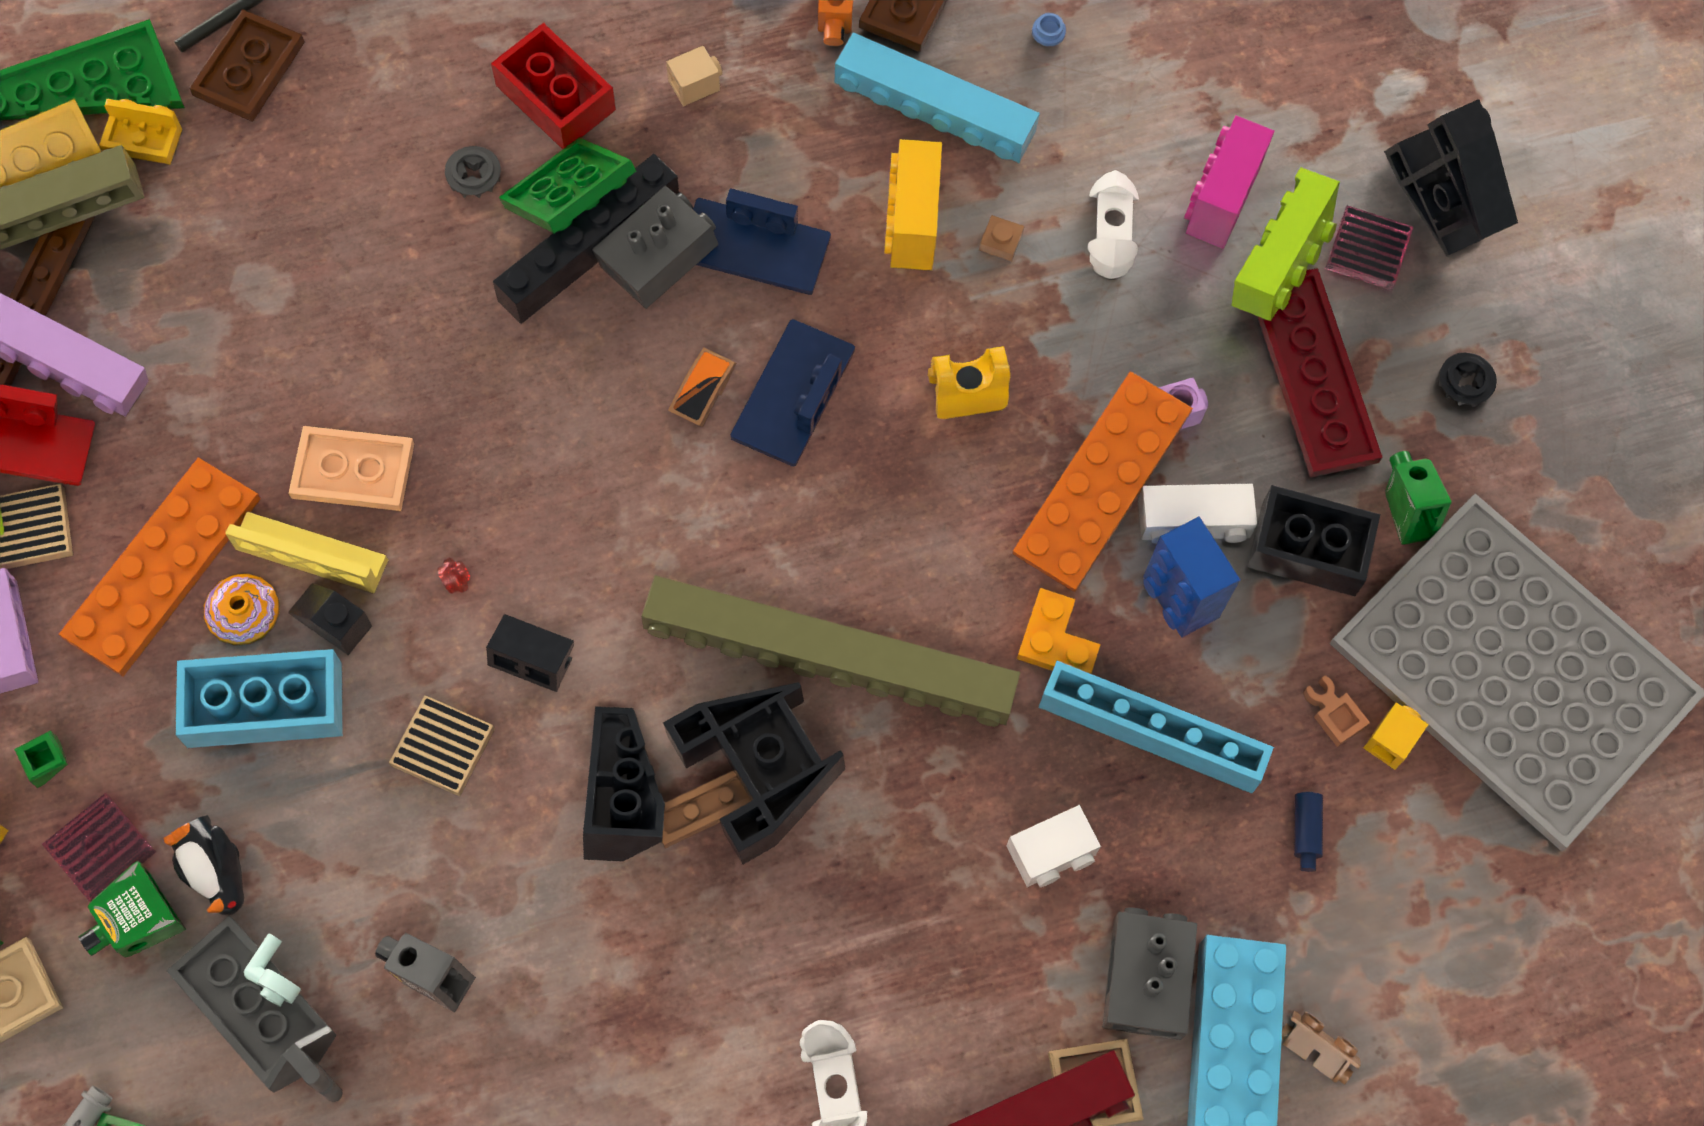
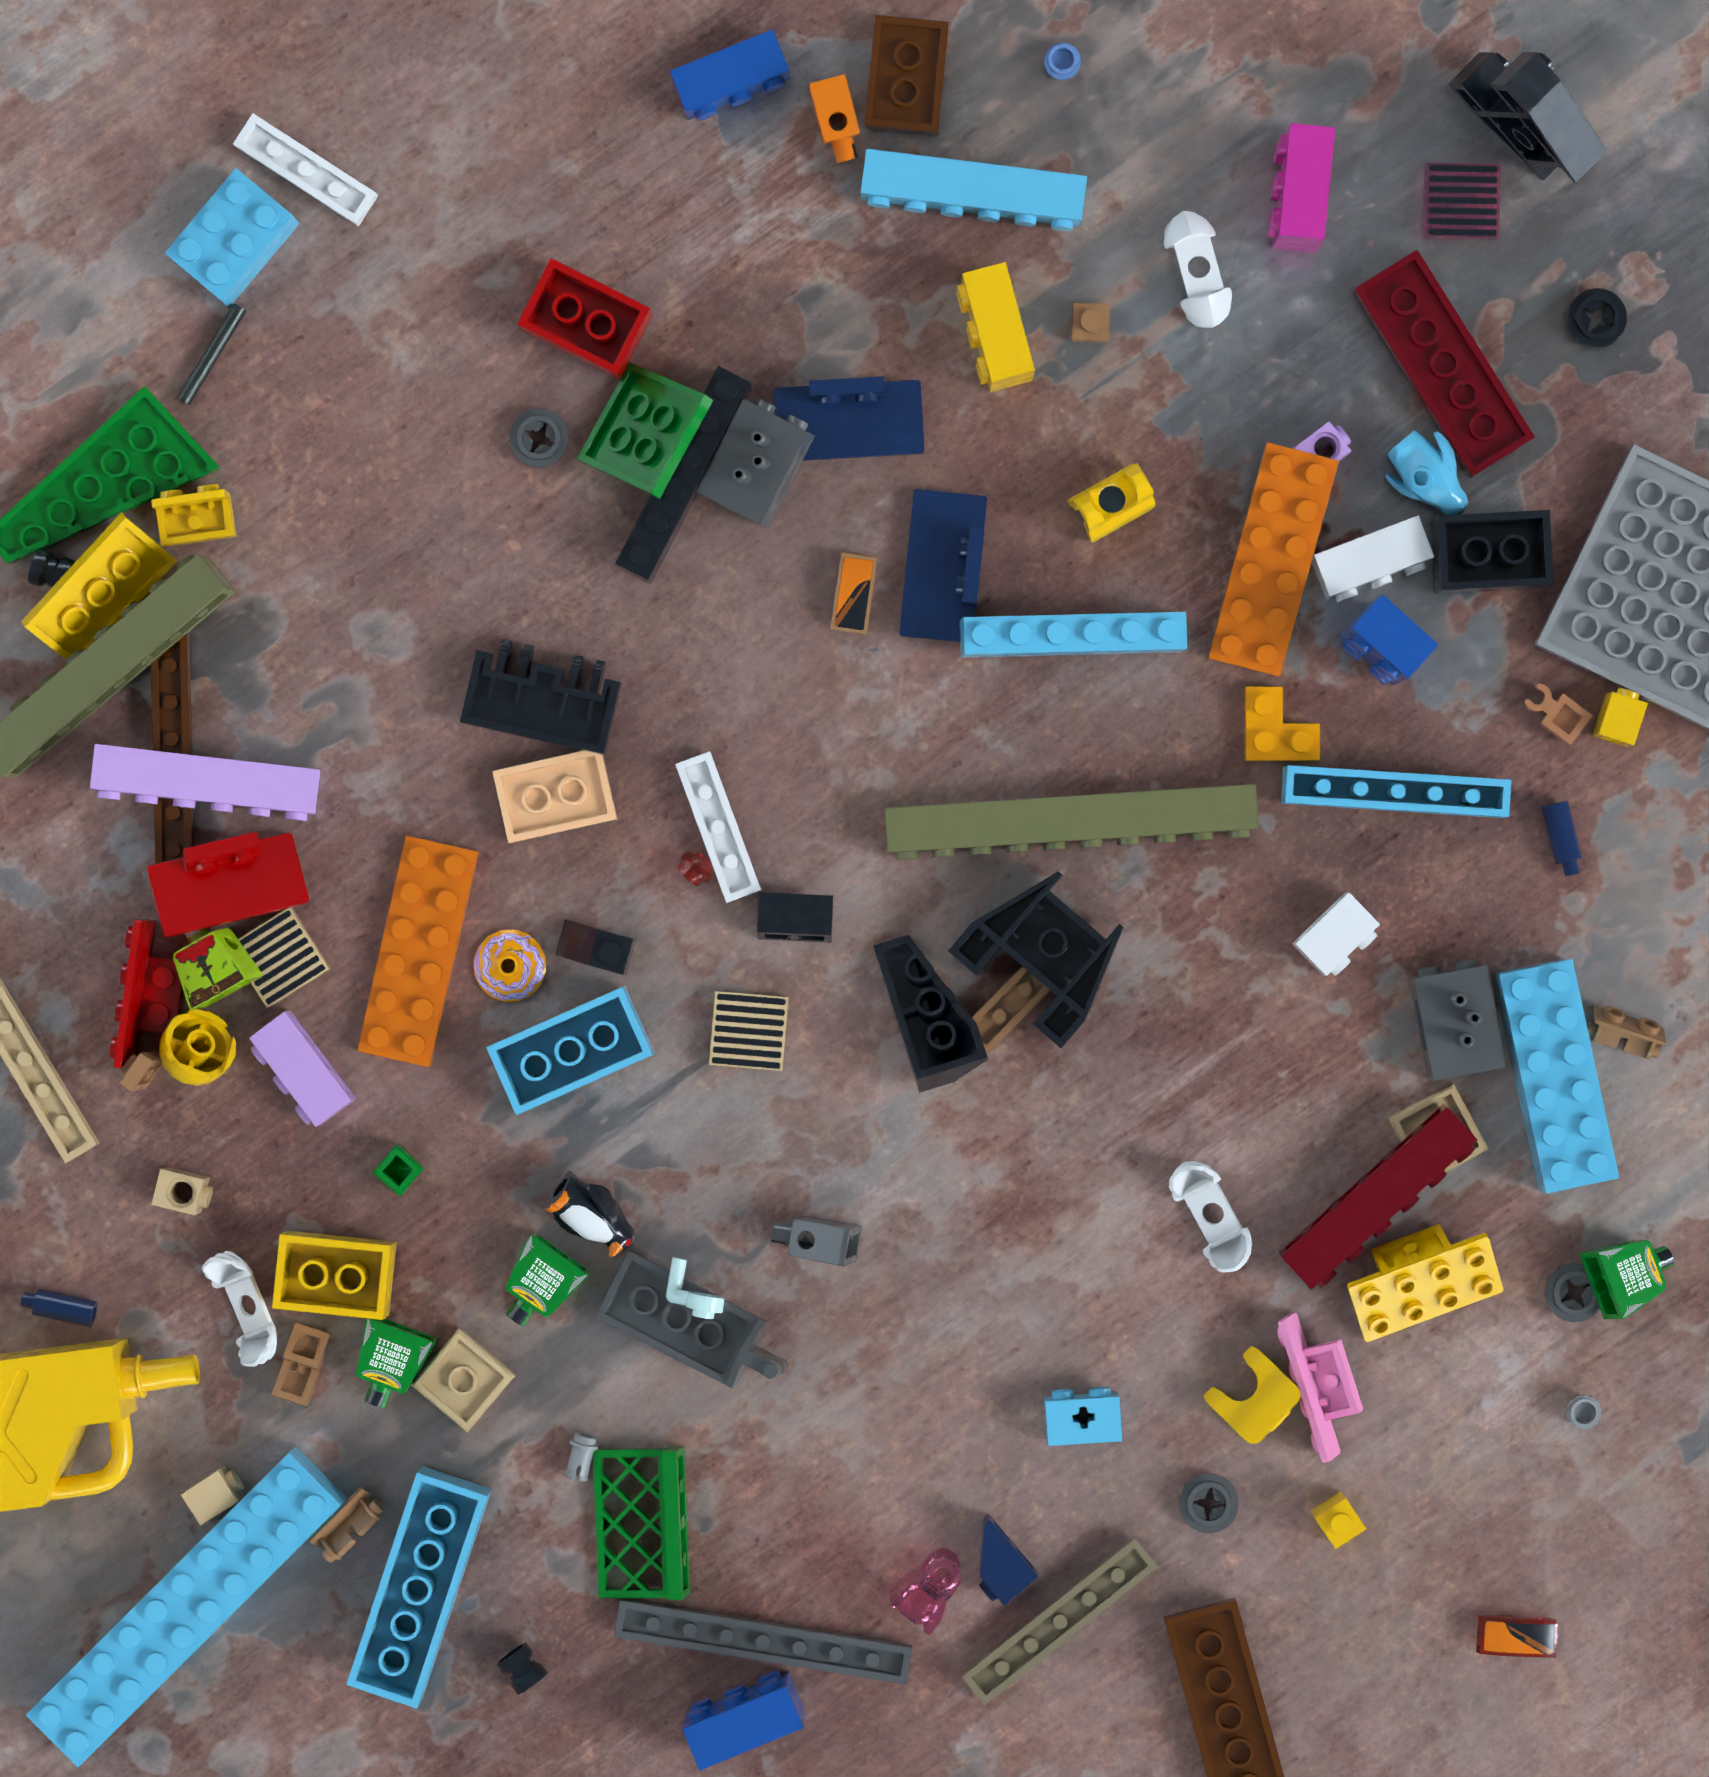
camera: 15 degrees left, 20 degrees up
(98, 846) = (483, 1228): clear pink tile -> none
(247, 65) = (264, 400): reddish brown plate -> none
(308, 551) = (549, 889): light yellow fence -> none
(374, 380) = (540, 705): none -> black hinge
(491, 547) = (718, 827): none -> white plate
(694, 75) = (719, 250): tan brick -> none
(891, 483) = (1073, 634): none -> medium azure brick
(1271, 451) = (1428, 473): none -> medium azure animal
(1288, 246) = (1382, 247): lime wedge -> none
(1416, 498) = (1580, 483): green torso -> none

